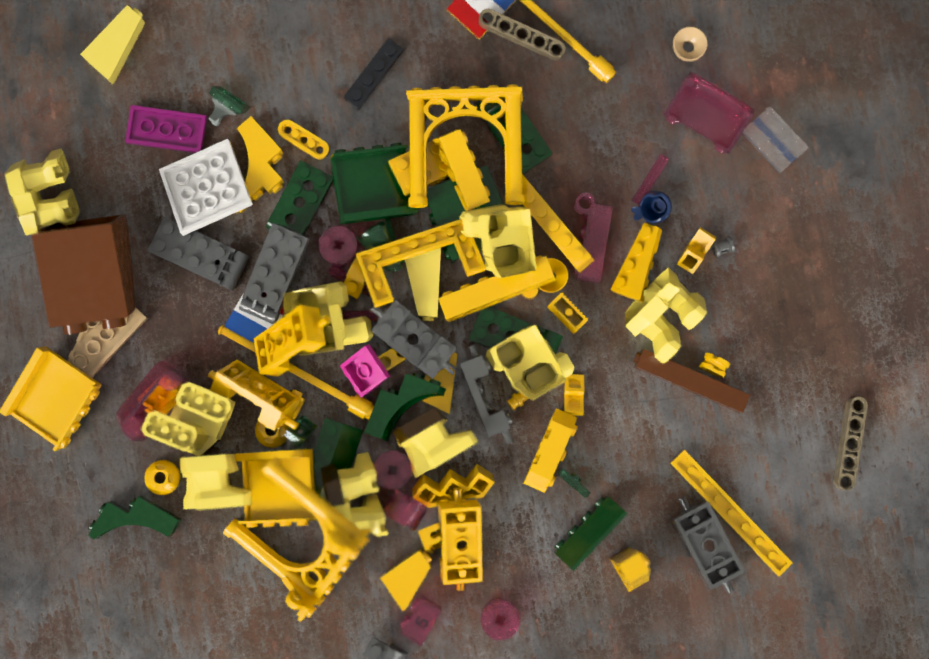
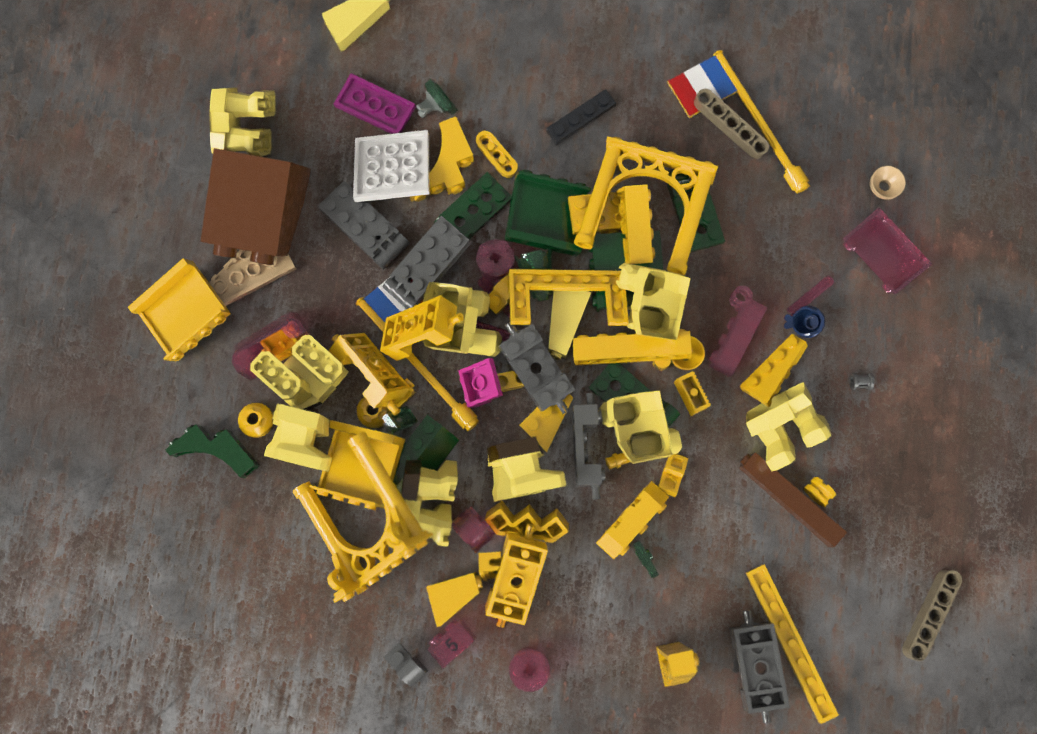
camera: 25 degrees right, 5 degrees down
(391, 480) = (464, 482): clear pink brick -> none
(393, 404) = (496, 424): dark green arch -> none
(555, 227) = (707, 310): yellow brick -> none
(590, 532) = (645, 614): dark green slope -> none
(696, 250) = (835, 375): yellow brick -> none
(774, 139) = (942, 297): clear tile -> none

